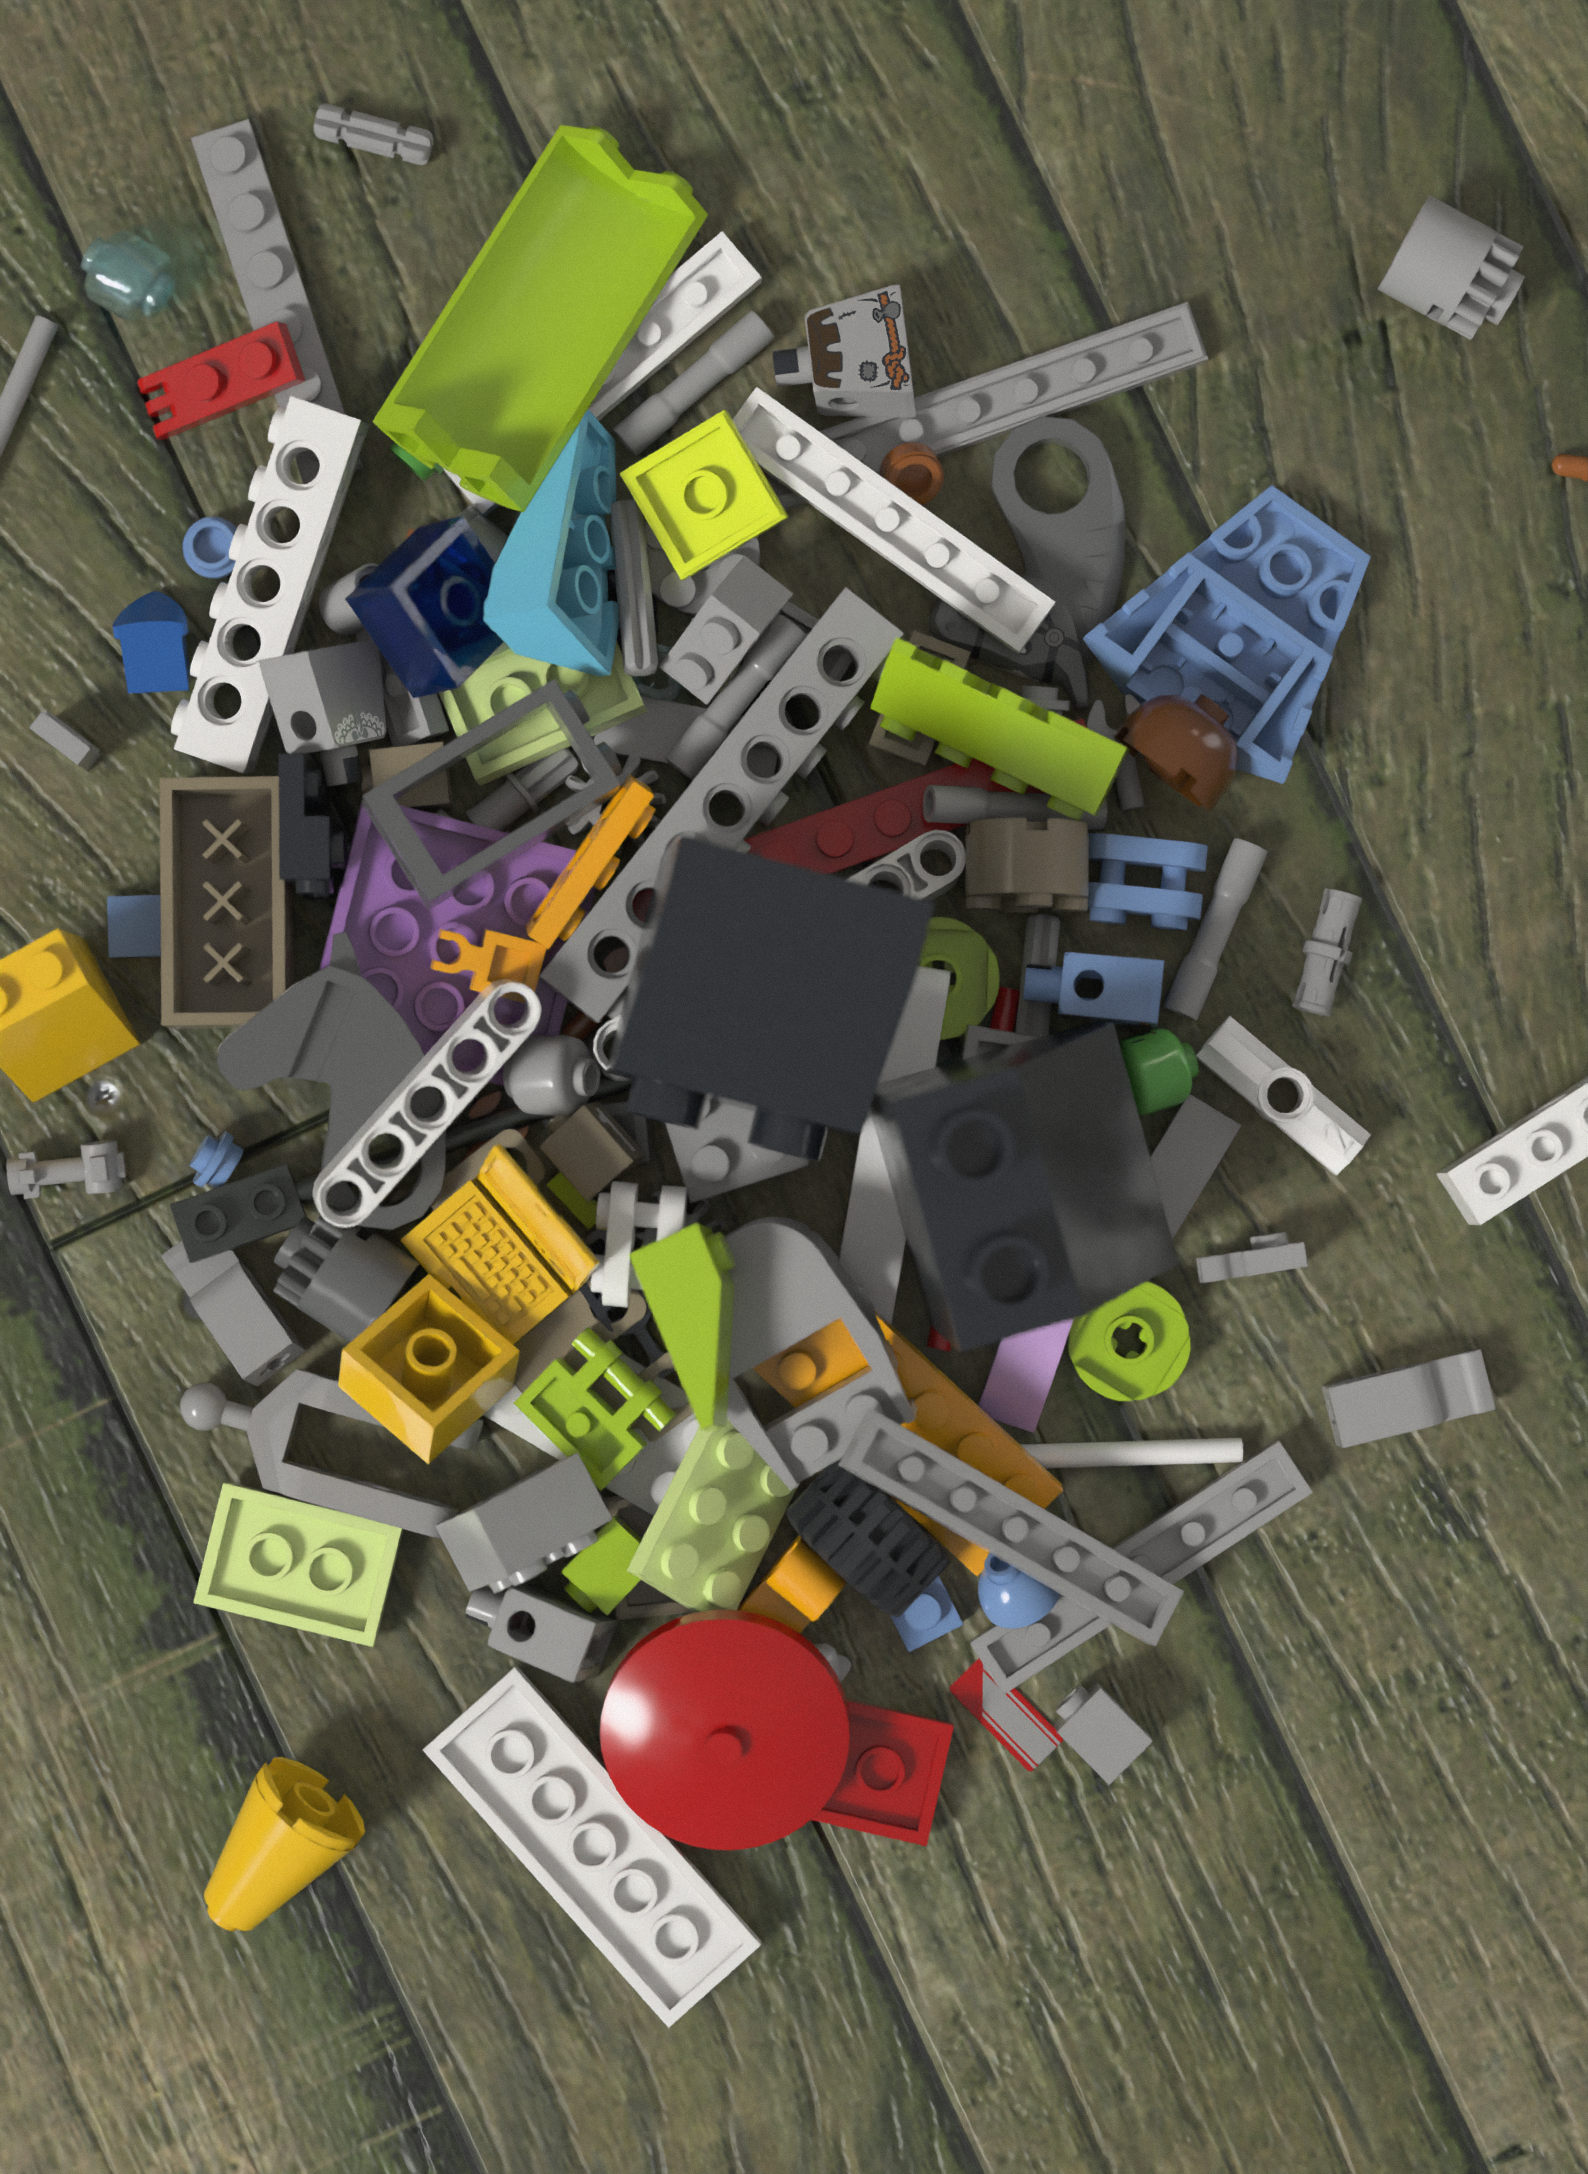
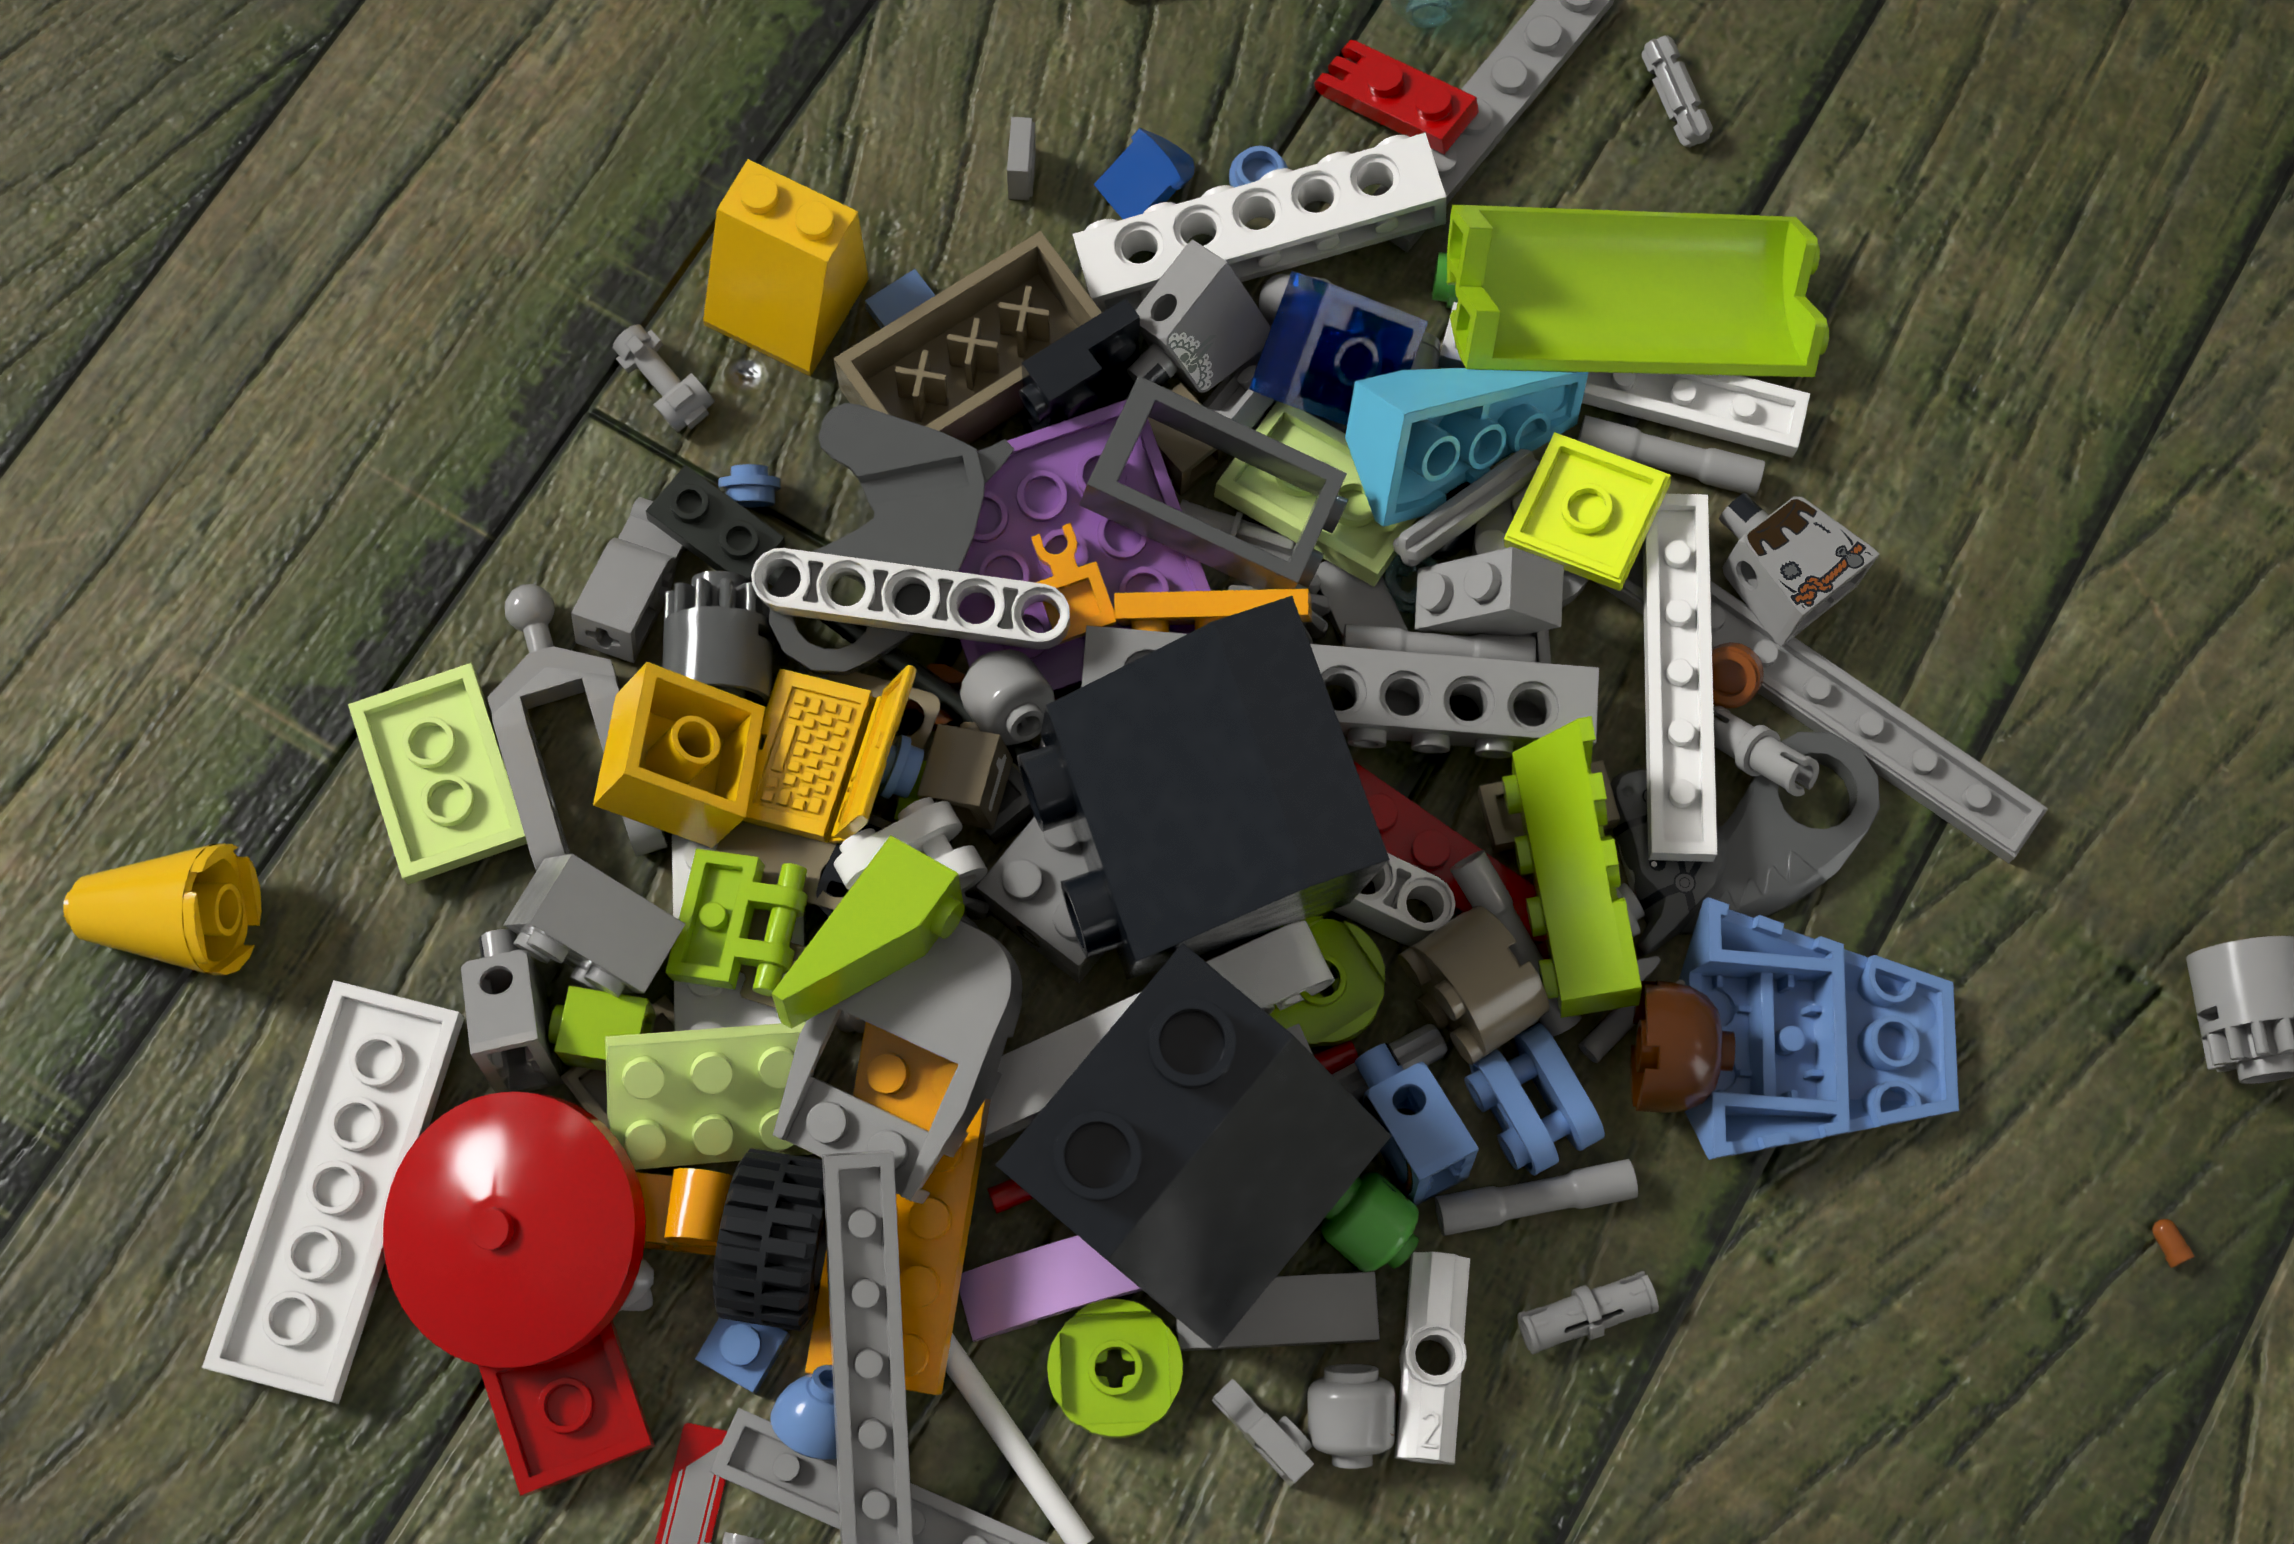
camera: 50 degrees right, 15 degrees down
(560, 1197) = (901, 768): none -> medium blue plate
(995, 501) = (1761, 752): none -> light grey pin
(1283, 1186) = (1351, 1414): none -> light grey head

